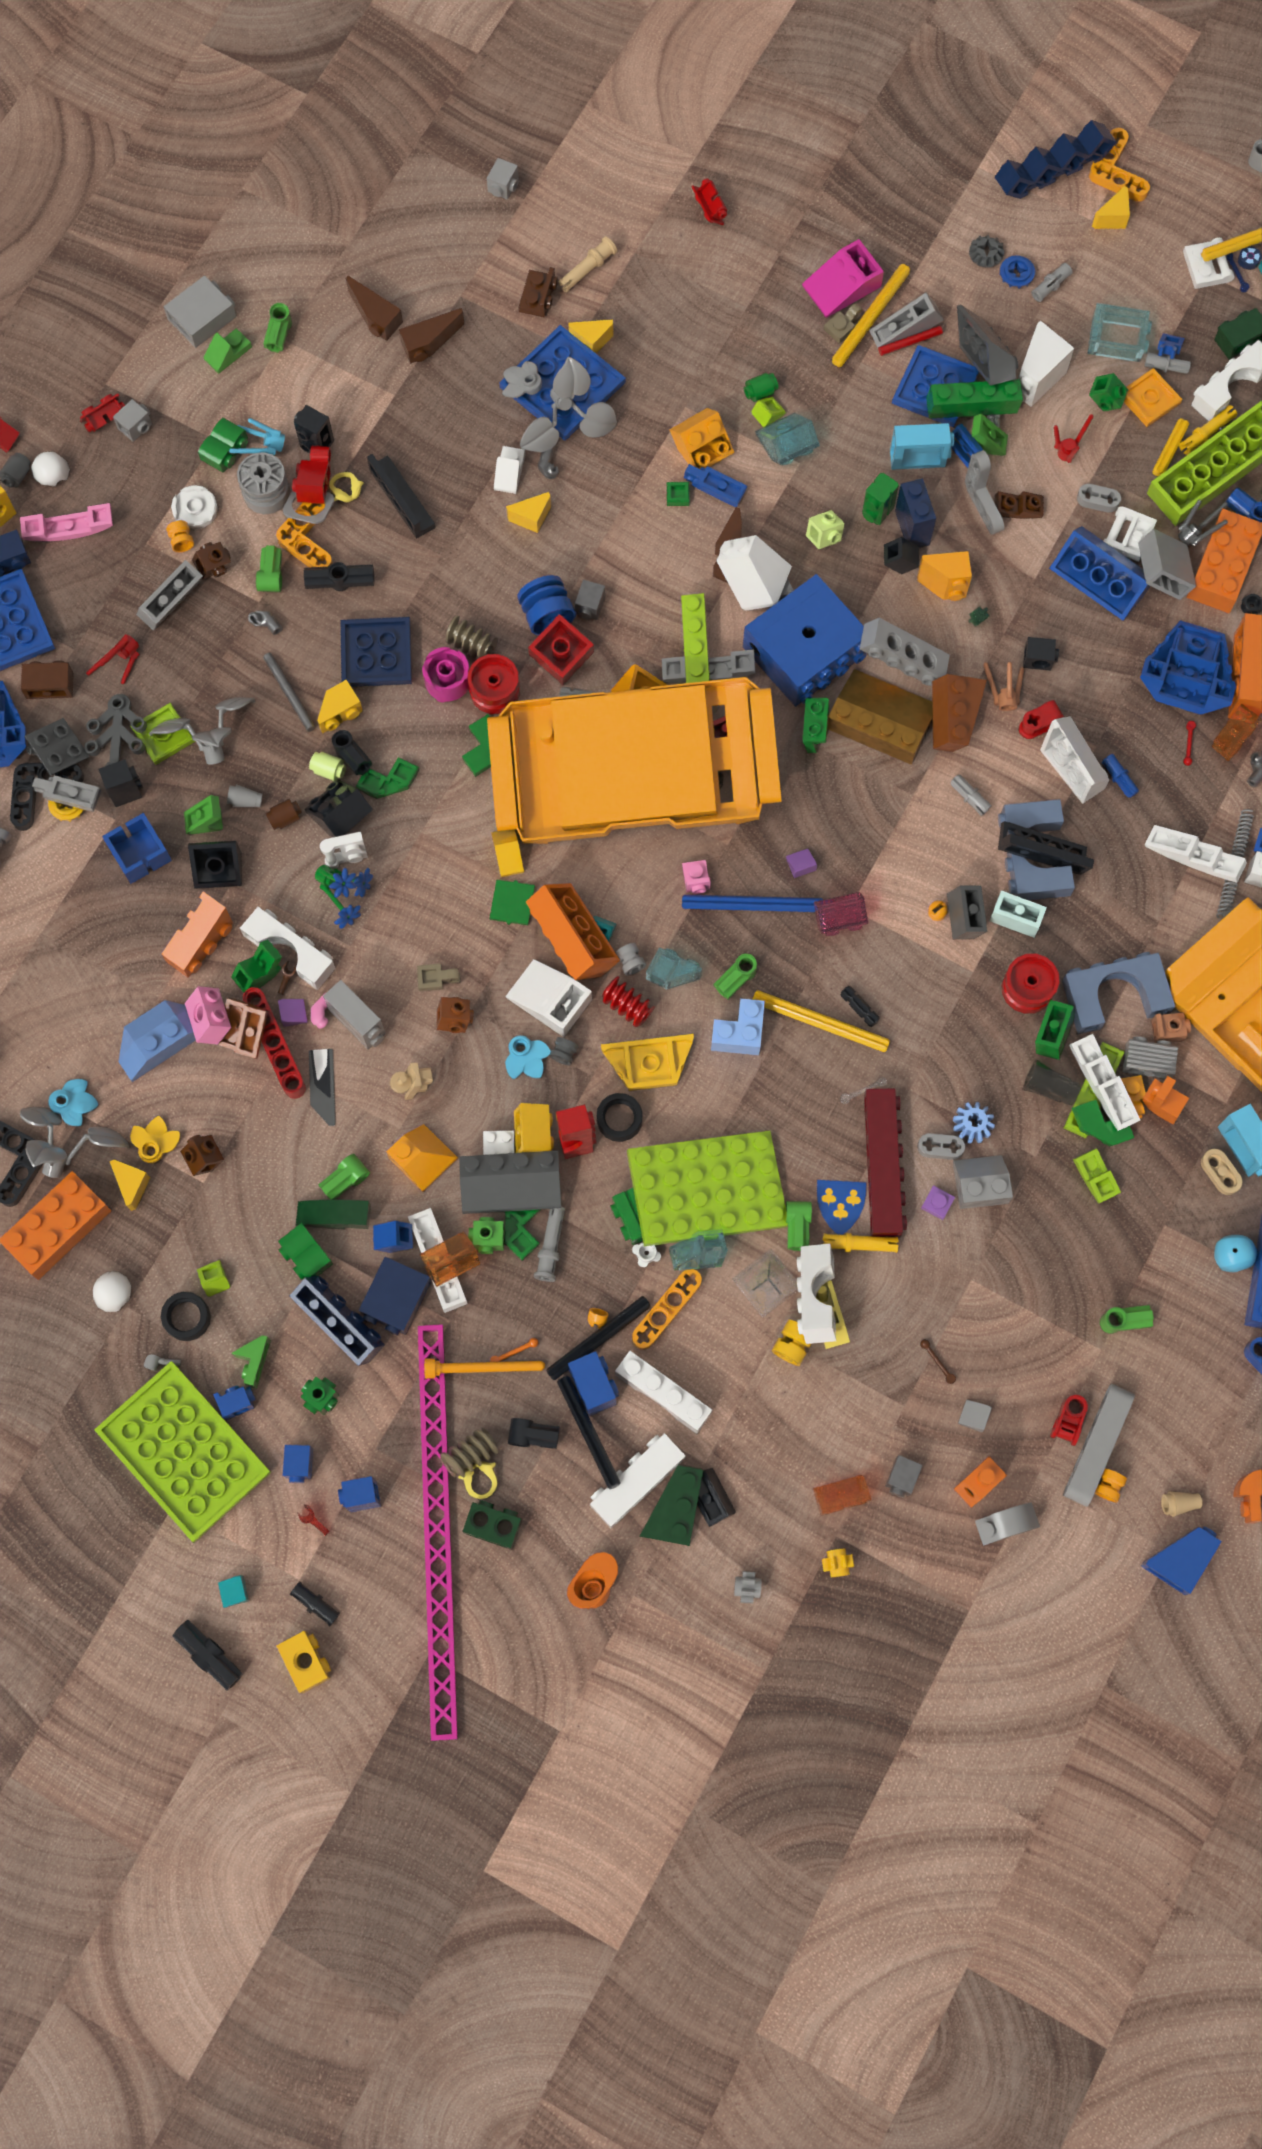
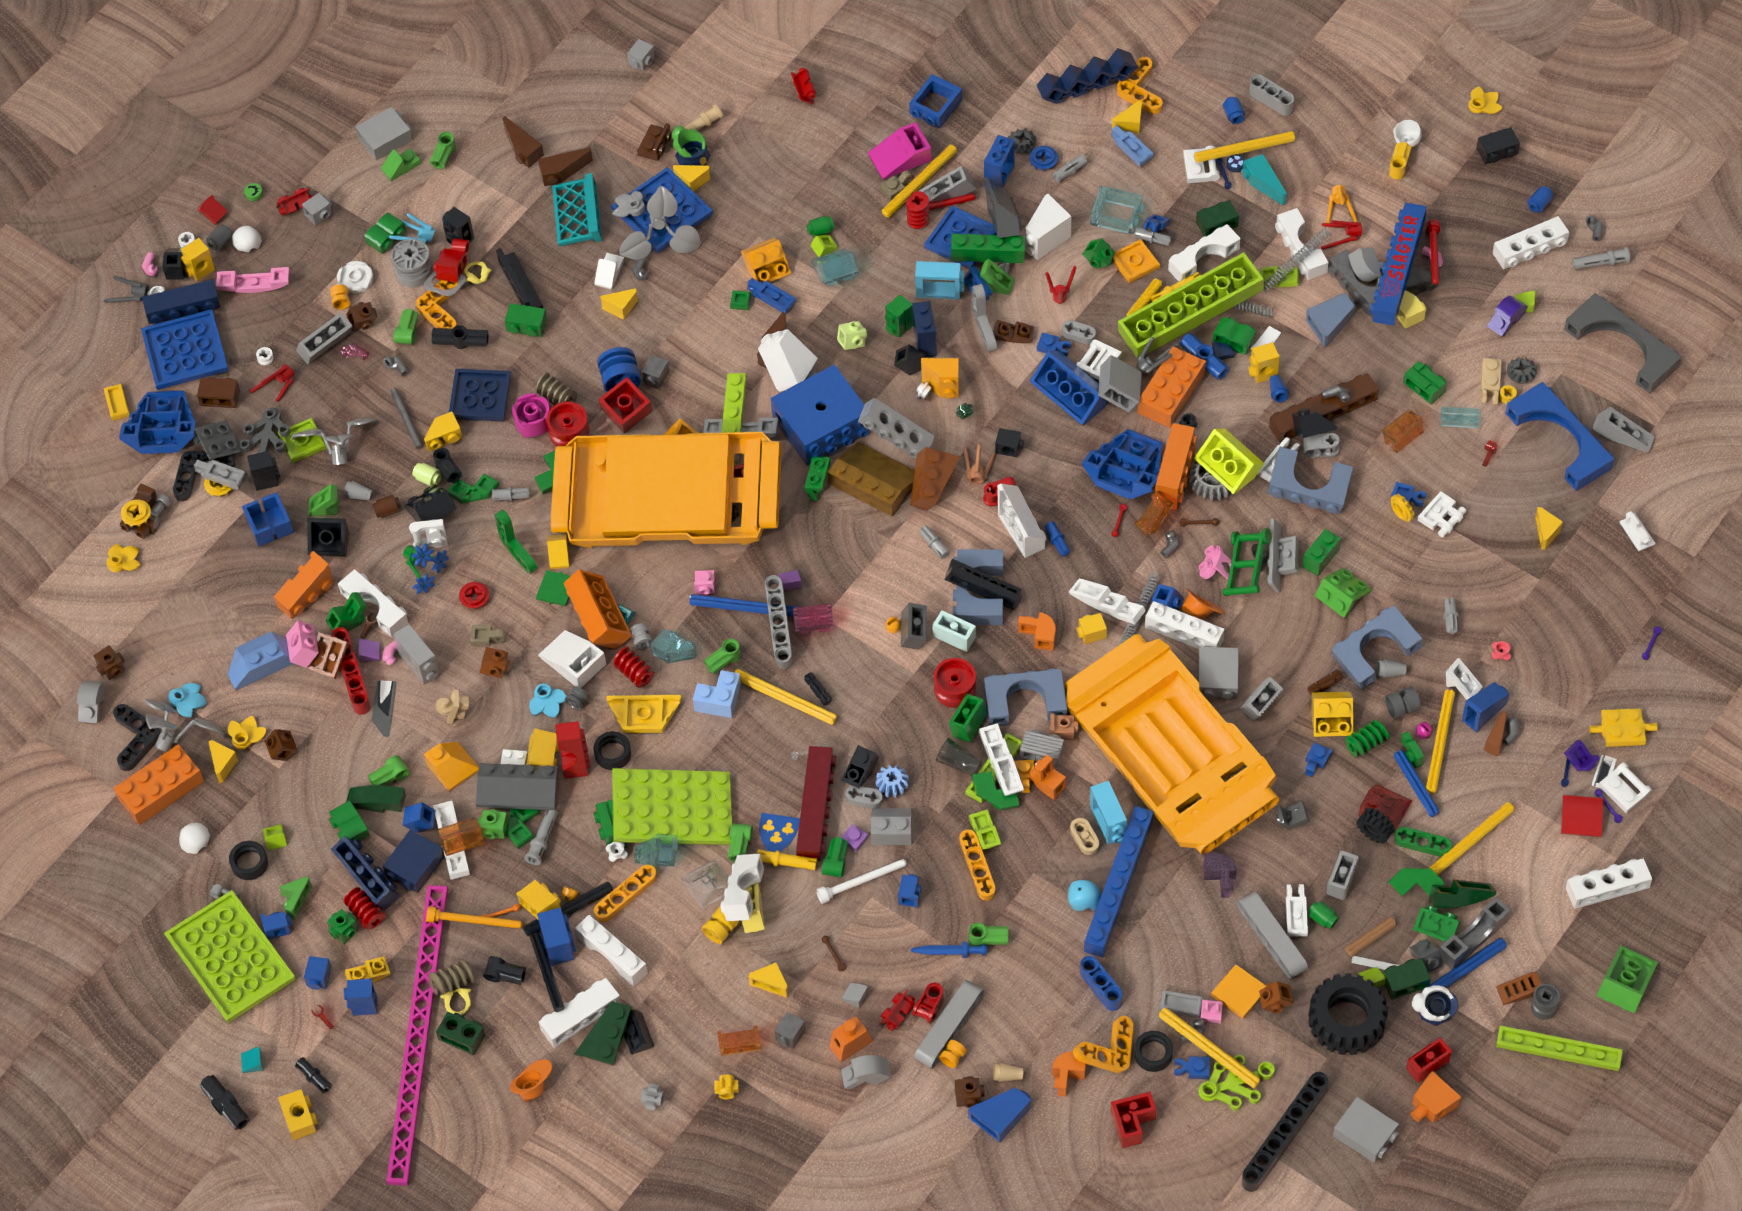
camera: 10 degrees right, 15 degrees down
(48, 404) = (253, 192): none -> bright green tile
(100, 631) = (264, 361): none -> white bush
(209, 606) = (354, 350): none -> clear pink arm
(343, 1369) = (363, 908): none -> red piece
(360, 1454) = (373, 968): none -> yellow slope
(402, 919) = (466, 592): none -> red gear
(417, 546) = (525, 320): none -> green brick
(436, 781) = (509, 494): none -> light grey axle
(442, 840) = (507, 537): none -> green beam
(473, 384) = (592, 211): none -> teal fence
(562, 1335) = (537, 898): none -> yellow brick
(584, 296) = (690, 147): none -> piece
(799, 912) = (777, 613): none -> light grey beam
(868, 1409) = (769, 979): none -> yellow slope
(880, 355) = (918, 210): none -> red piece
(881, 191) = (943, 88): none -> blue window
(916, 1283) = (825, 894): none -> white piece
(920, 1241) = (835, 861): none -> green piece
(924, 593) = (923, 390): none -> white plate
(931, 1110) = (860, 767): none -> black slope
(970, 280) = (1000, 160): none -> blue window
(1019, 1269) = (909, 891): none -> blue brick
(1033, 1421) = (891, 1015): none -> red hinge
(1066, 517) = (1052, 343): none -> blue plate
(1085, 1341) = (963, 949): none -> blue sword
(1099, 1221) = (974, 865): none -> light orange beam
(1121, 246) = (1131, 146): none -> medium blue hinge
(1126, 899) = (1042, 628): none -> orange brick
(1132, 1540) = (968, 1091): none -> reddish brown brick
(1183, 891) = (1091, 628): none -> yellow brick
(1237, 188) = (1234, 110): none -> blue brick

